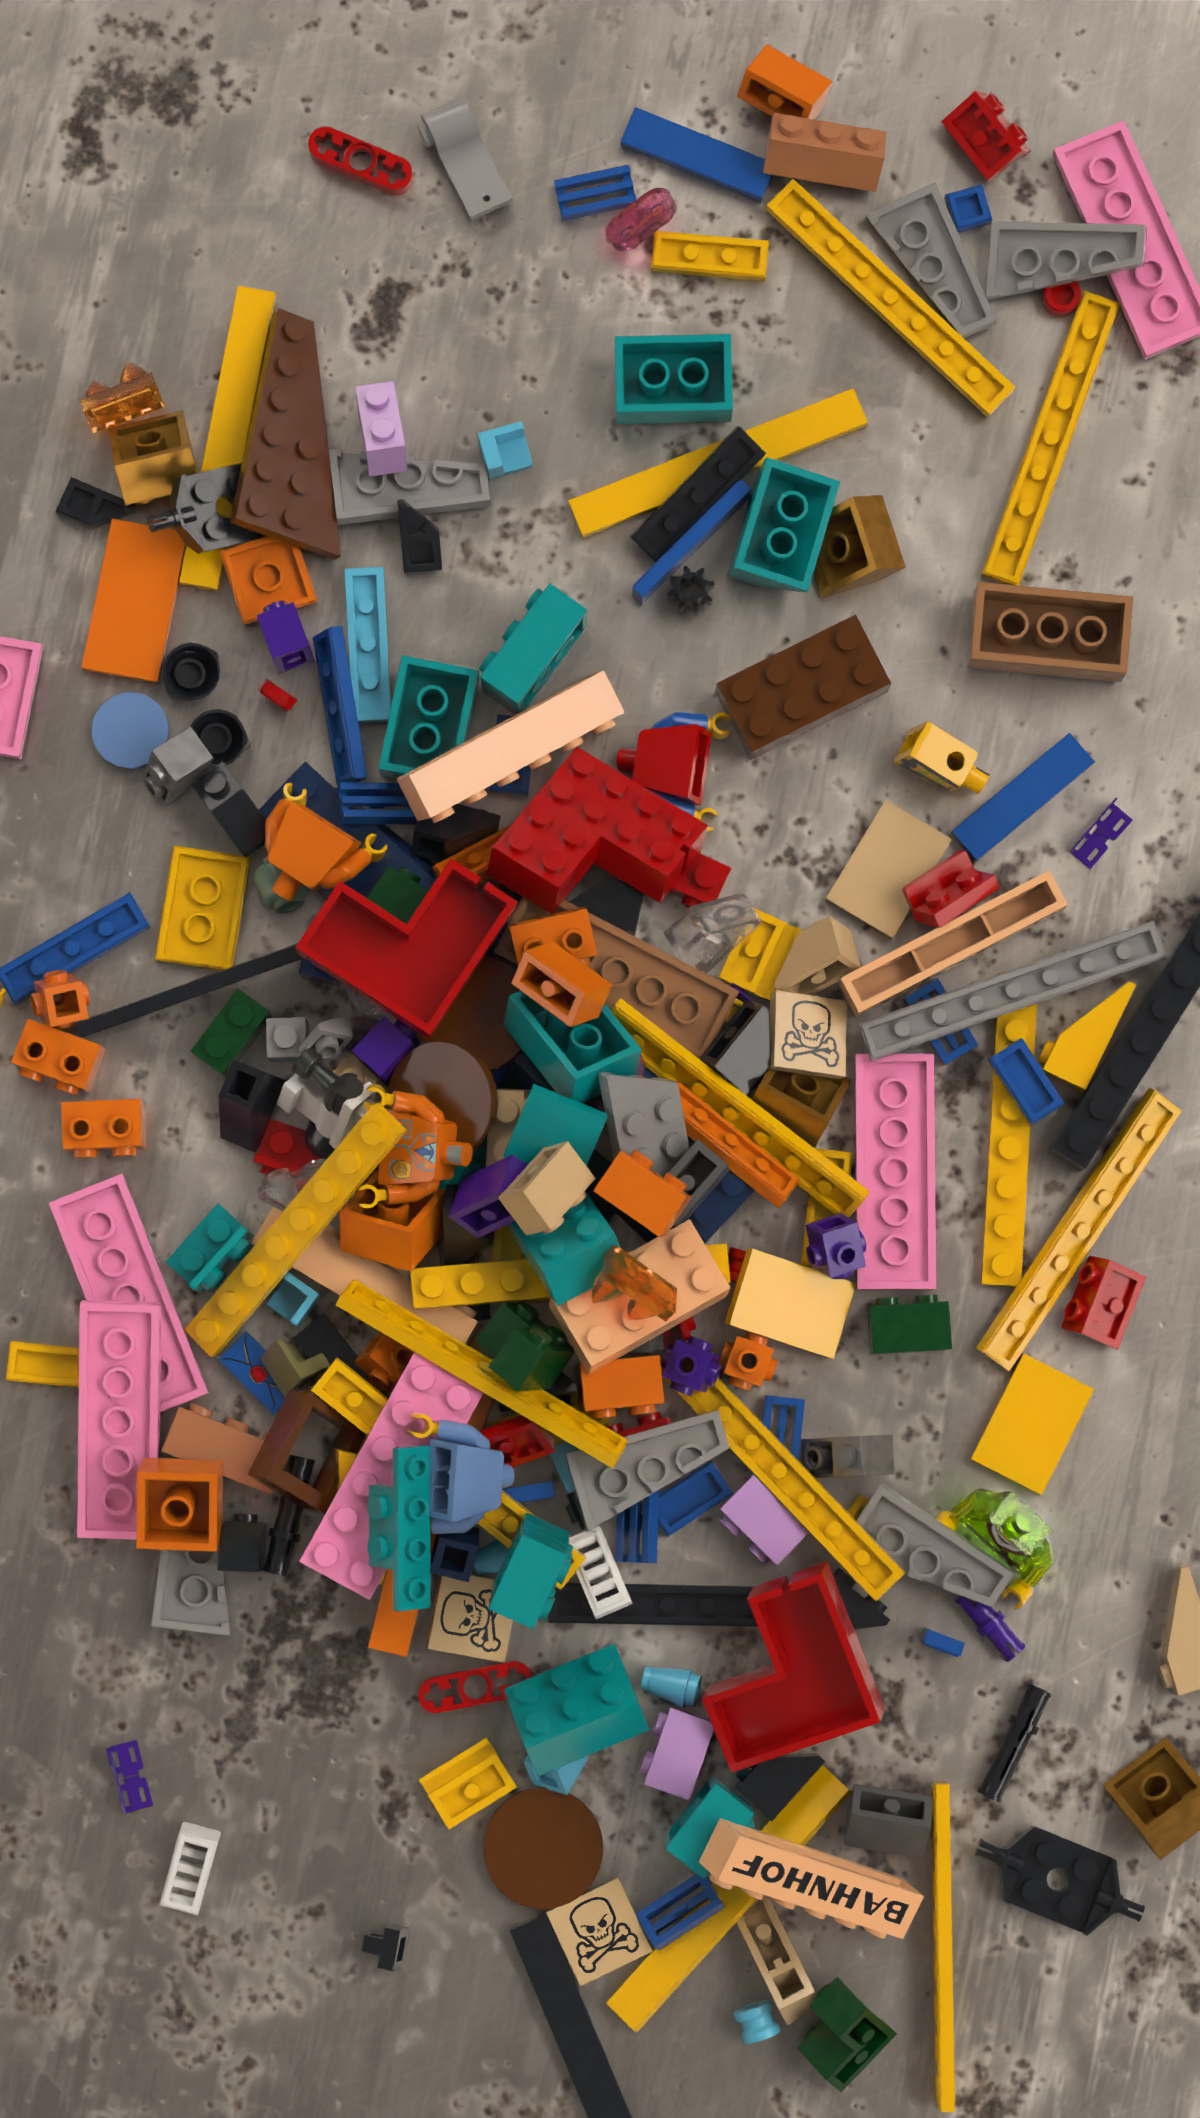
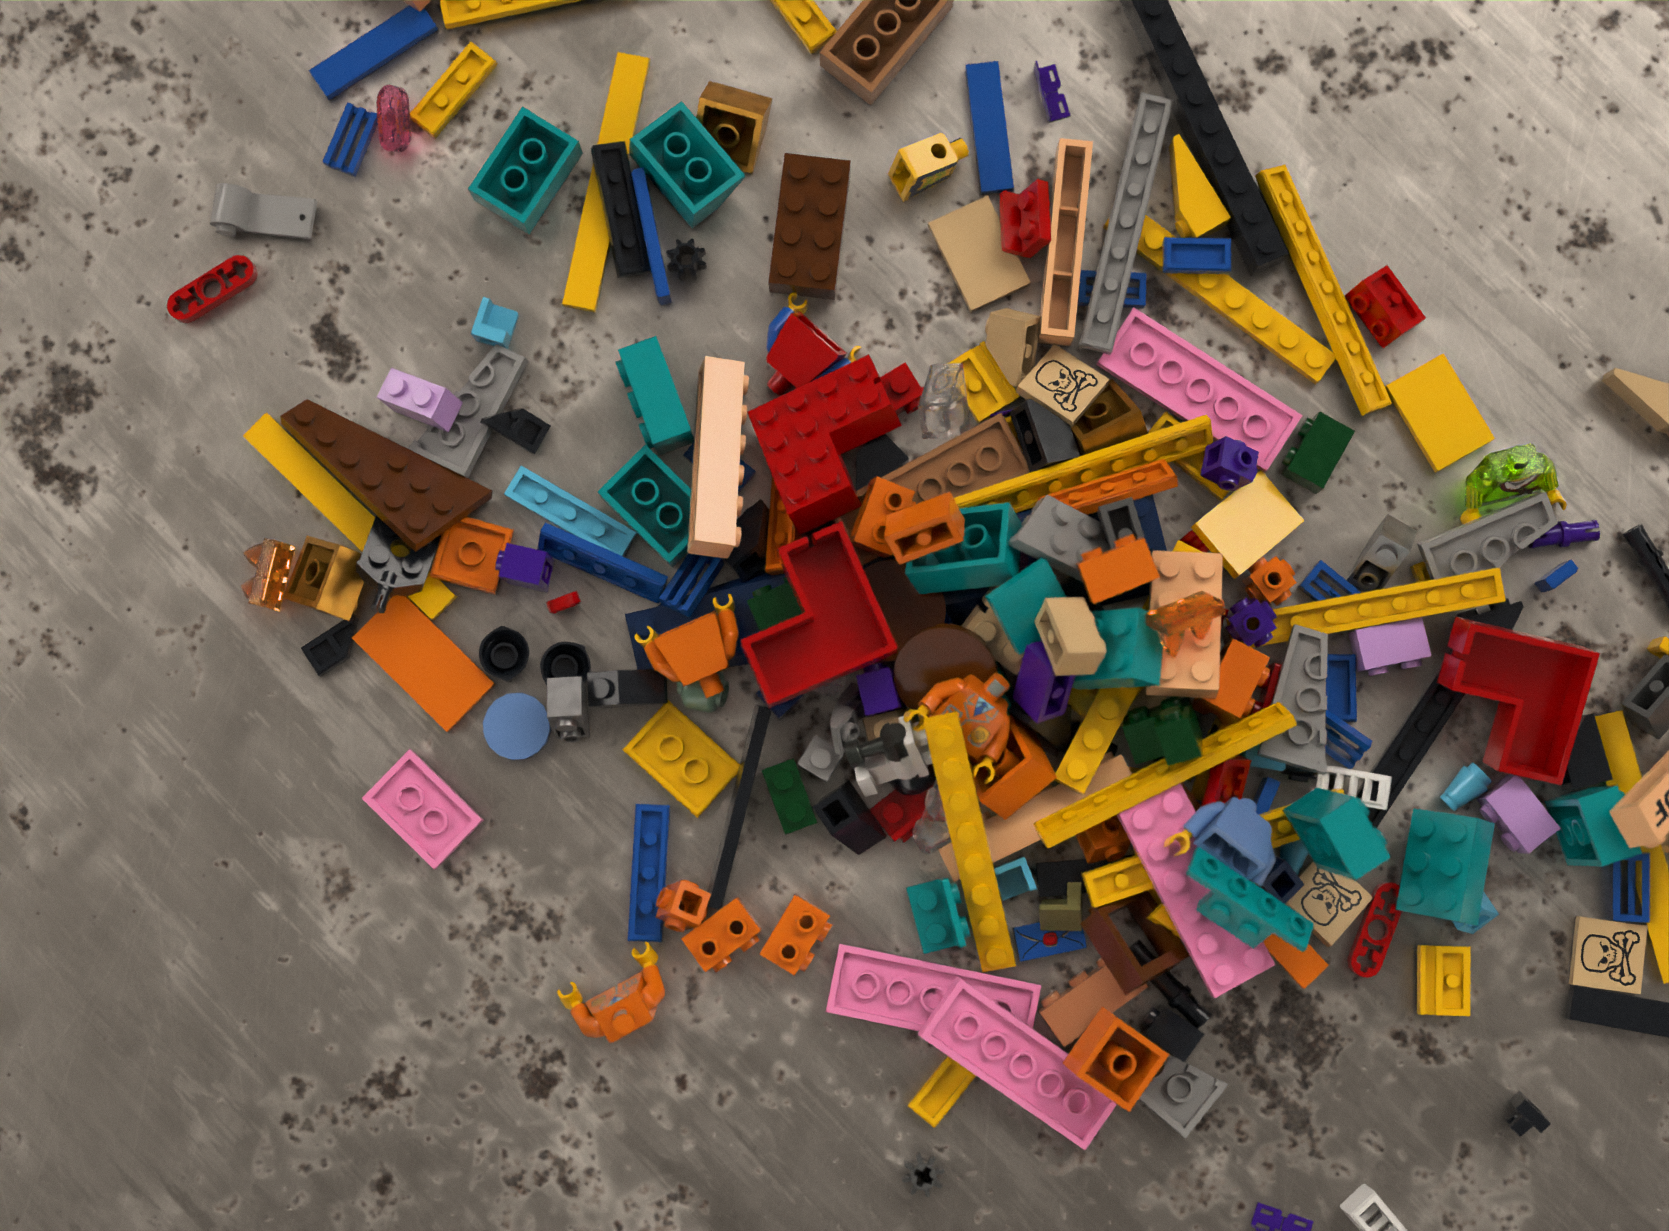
camera: 55 degrees left, 0 degrees up
(543, 1848) = (1523, 956): reddish brown tile -> none

